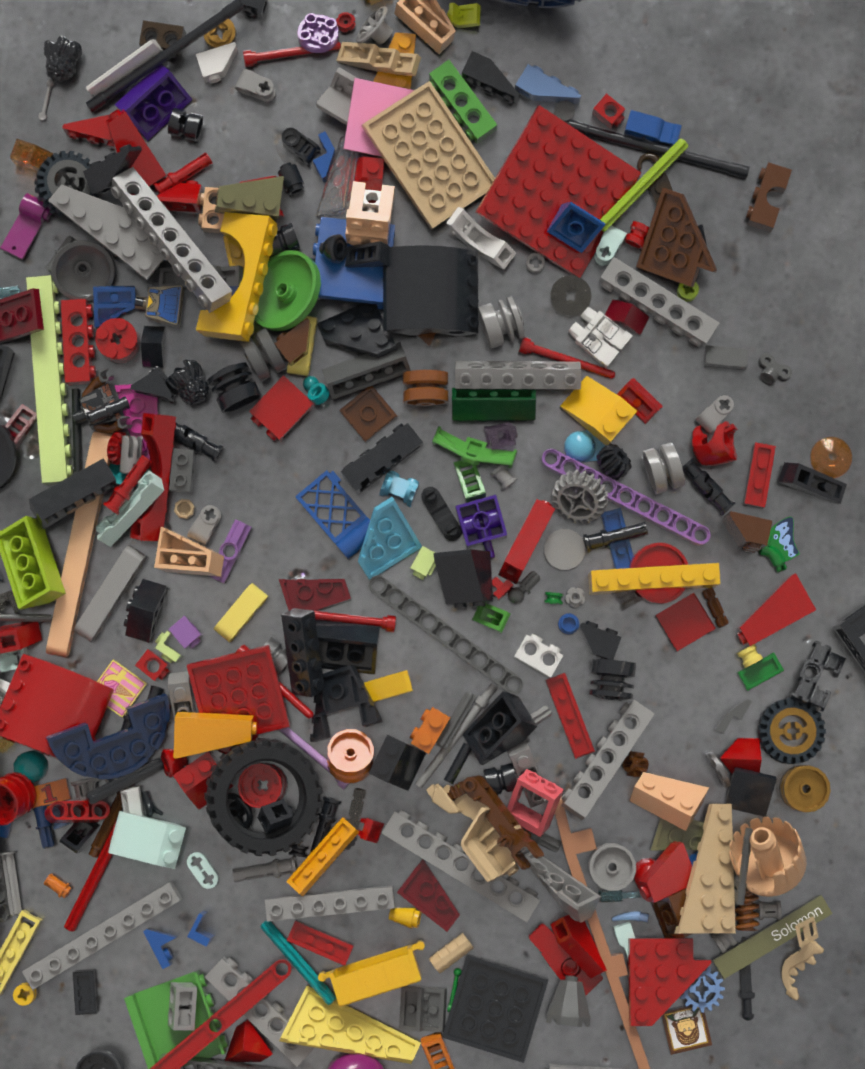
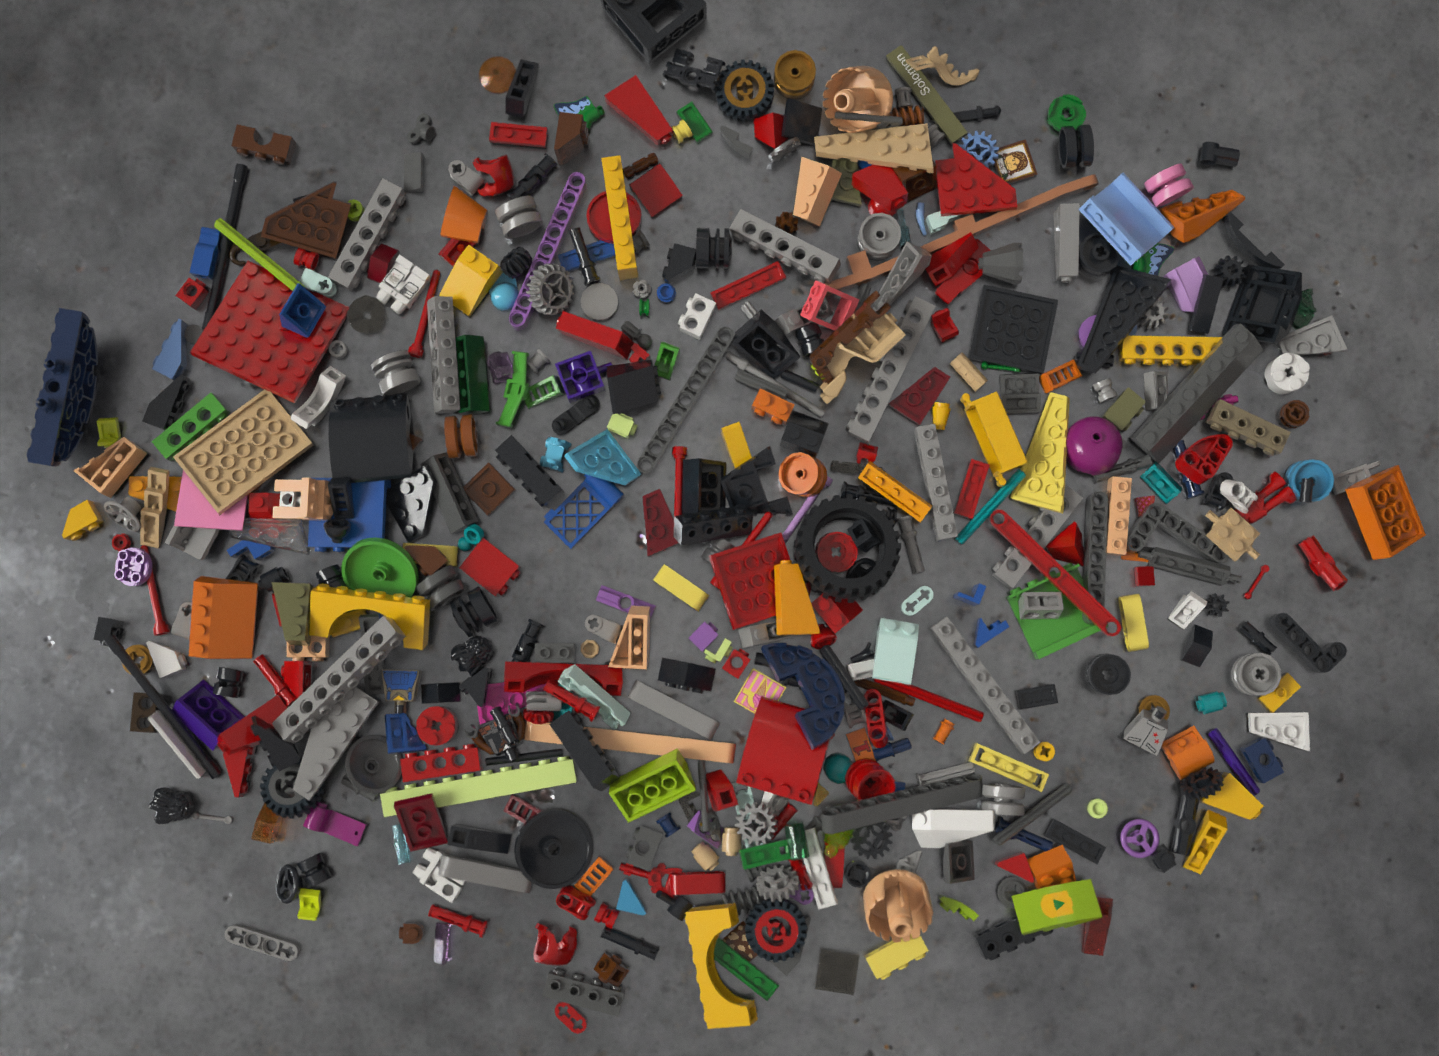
camera: 100 degrees left, 0 degrees up
(252, 123) = (223, 618): none -> orange slope
(506, 930) = (944, 325): none -> red bracket
(669, 408) = (463, 217): none -> orange slope

